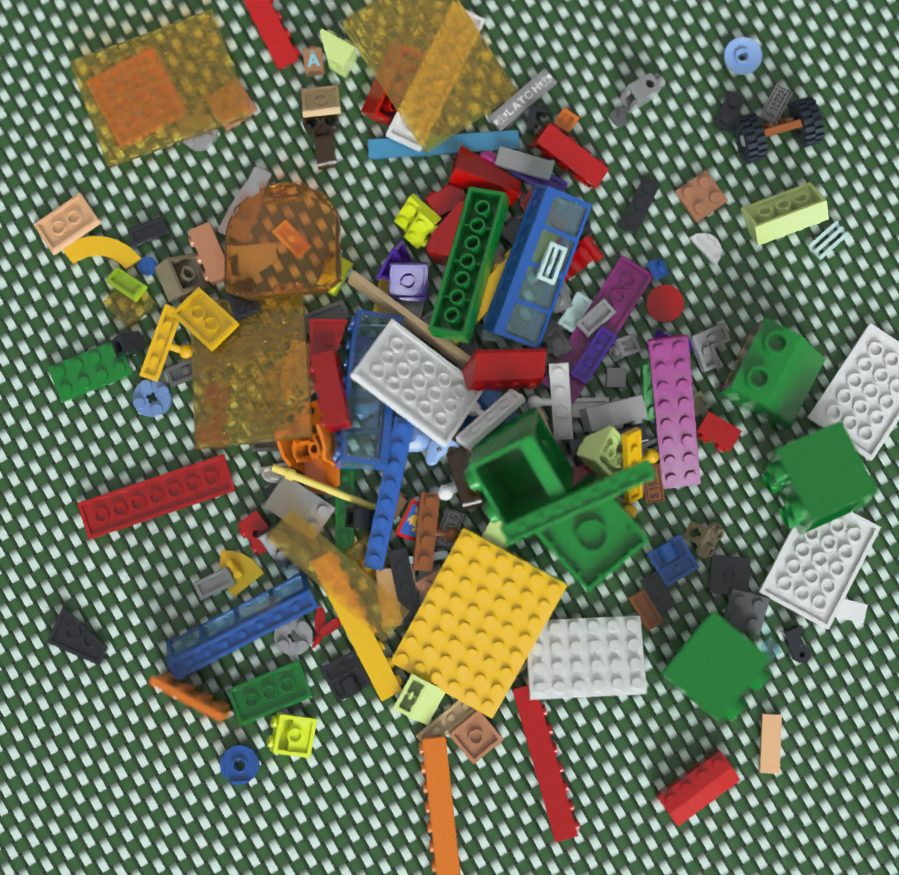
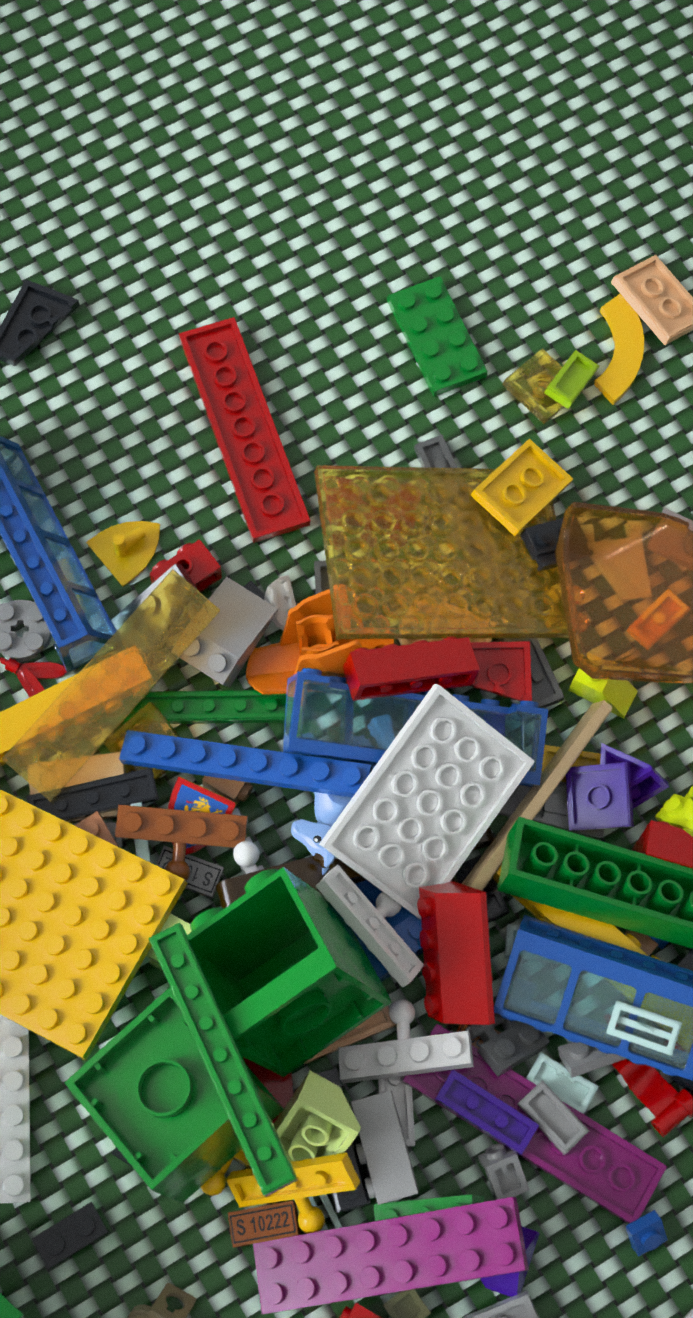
camera: 85 degrees right, 15 degrees down
(128, 344) = (479, 382): black brick -> none
(147, 266) = (602, 413): blue piece -> none
(148, 232) = (655, 411): black plate -> none
(156, 408) = (400, 405): medium blue plate -> none
(161, 344) = (478, 429): yellow plate -> none
(181, 276) = (590, 457): dark tan slope -> none
(209, 252) = (645, 490): nougat brick -> none
(214, 583) = (107, 511): light grey tile -> none
(291, 474) = (277, 614): light yellow bar -> none
(359, 518) = (206, 723): black brick -> none
(616, 377) = (449, 1158): light grey tile -> none
(645, 609) = (40, 1213): dark orange tile -> none
(664, 303) = (585, 1247): red tile -> none
(672, 560) = (125, 1262): blue plate -> none

